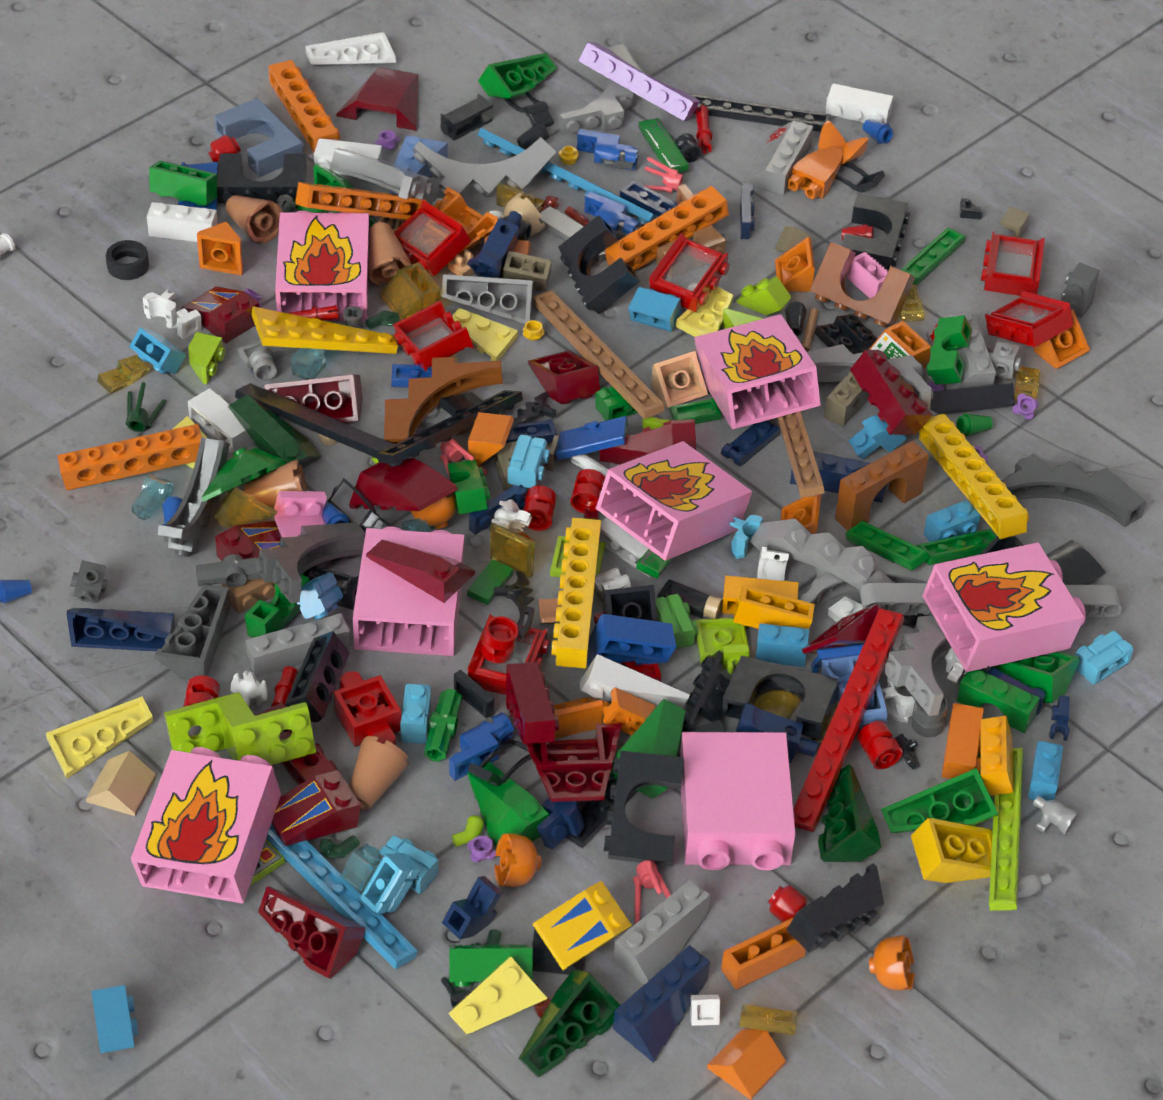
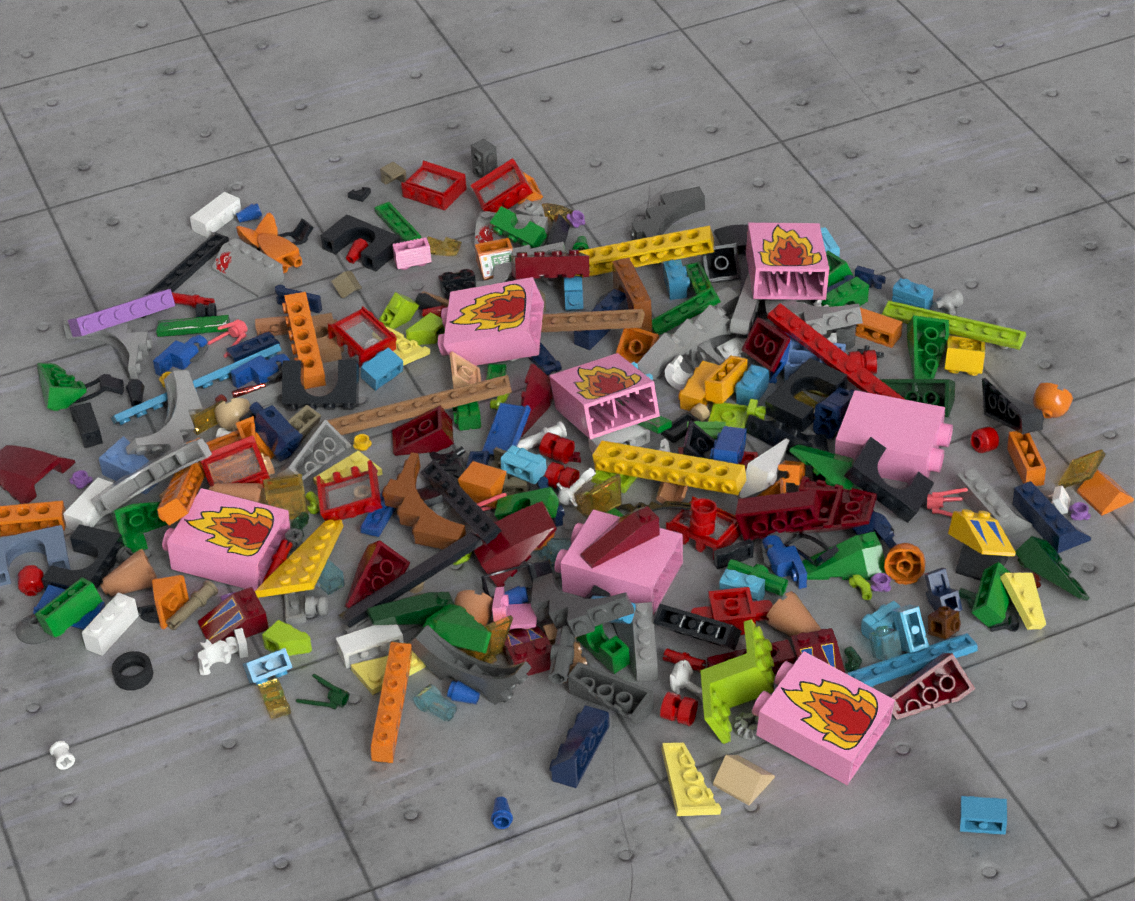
camera: 65 degrees left, 5 degrees down
(89, 581) = (521, 755): dark grey brick -> none
(242, 275) = (198, 599): none -> dark tan pin
(423, 920) = (943, 622): none -> reddish brown brick
(696, 1031) = (1079, 511): none -> medium lavender plate
(796, 267) = (376, 286): orange slope -> none
(883, 307) = (408, 273): arch -> none
(997, 755) = (896, 306): light orange brick -> none

